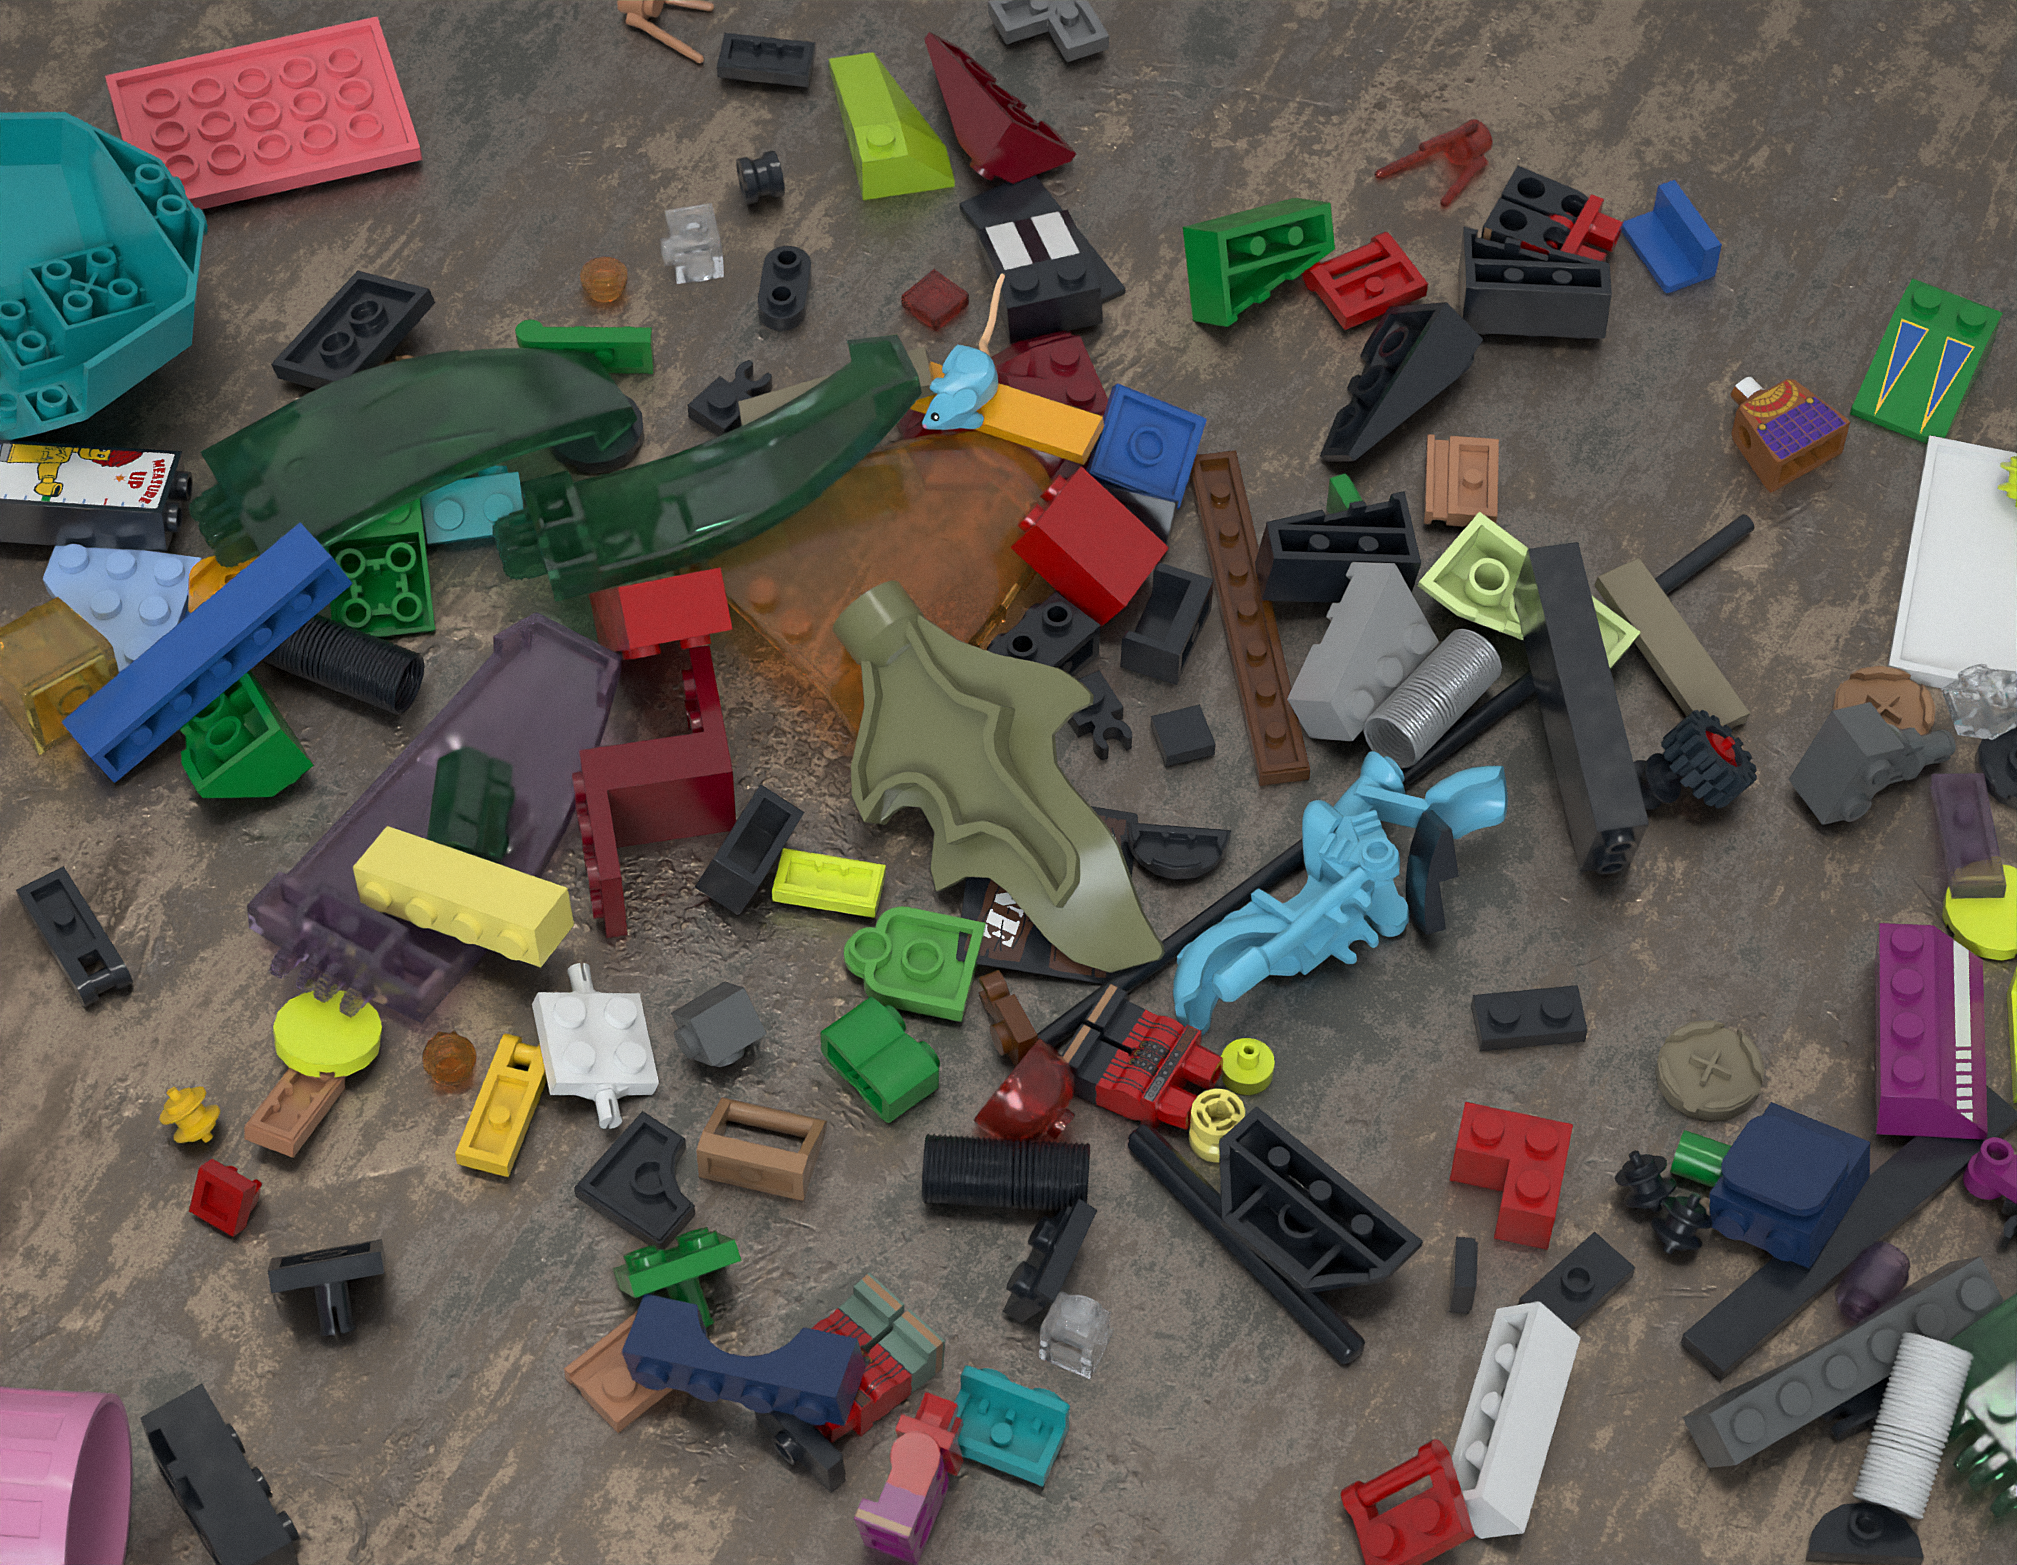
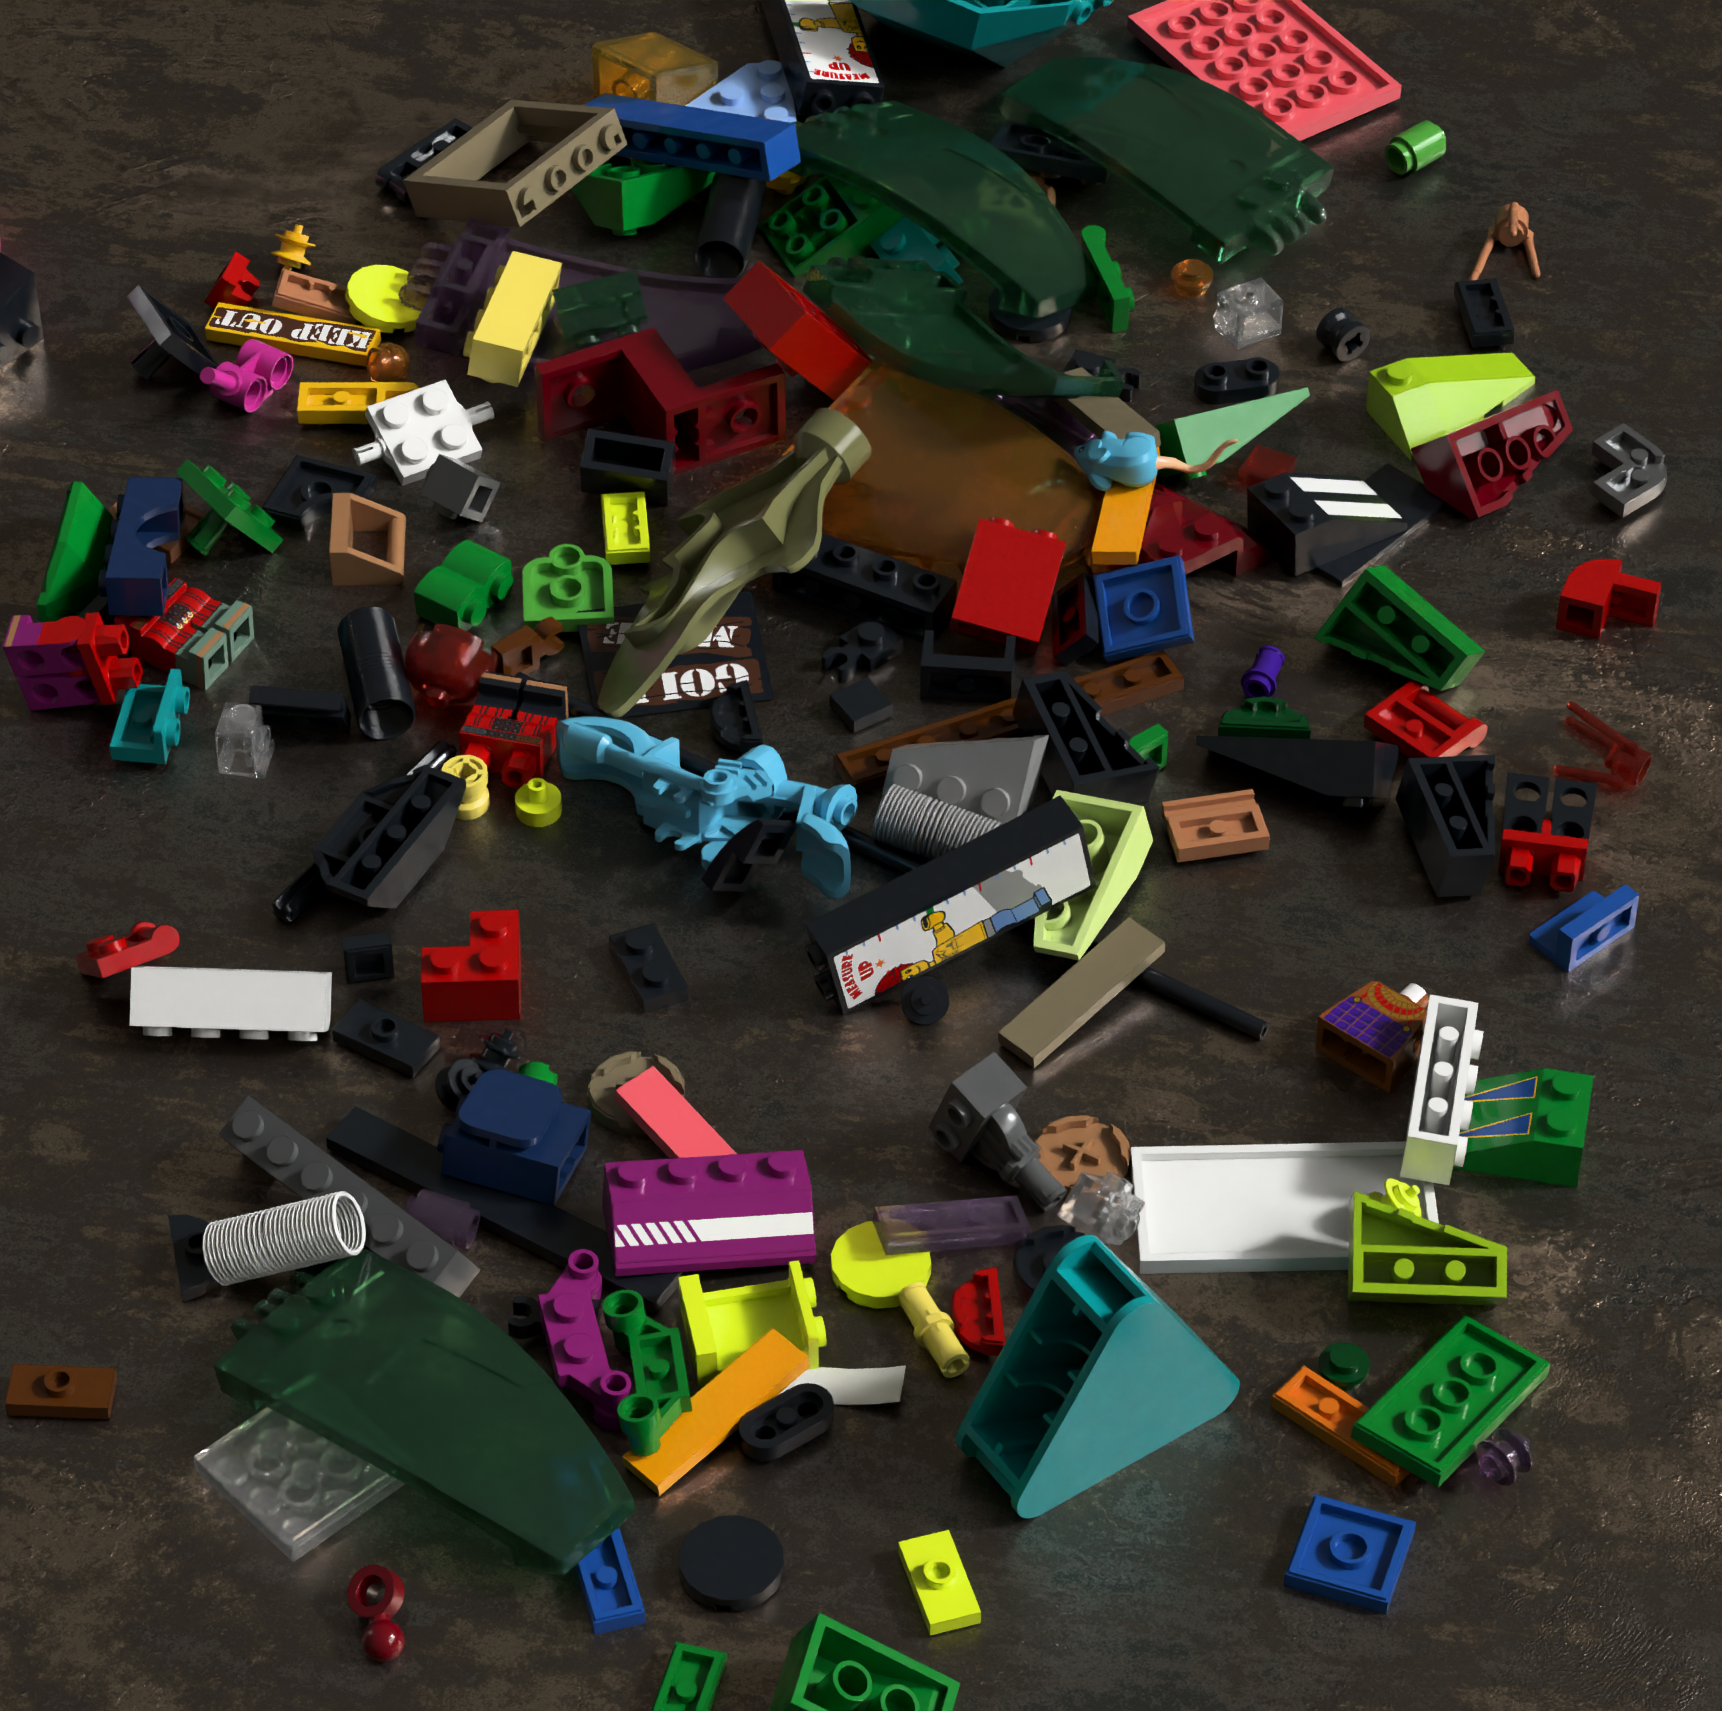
camera: 75 degrees right, 10 degrees down
(216, 897) = (449, 184): none -> dark tan window
(338, 1151) = (293, 333): none -> tile
(393, 226) = (1182, 146): none -> clear green windscreen
(409, 1206) = (252, 379): none -> dark pink beam
(481, 36) = (1415, 148): none -> bright green brick
(690, 1454) = (75, 556): none -> green wedge
(869, 301) = (1199, 435): none -> wedge
(1231, 95) = (1601, 591): none -> red brick
(1247, 383) = (1261, 678): none -> dark purple pin
(1319, 402) = (1265, 719): none -> dark green plate
(1709, 759) = (952, 1021): black wheel -> none
(1793, 1037) = (669, 1117): none -> coral tile
(1905, 395) = (1440, 1091): none -> white brick

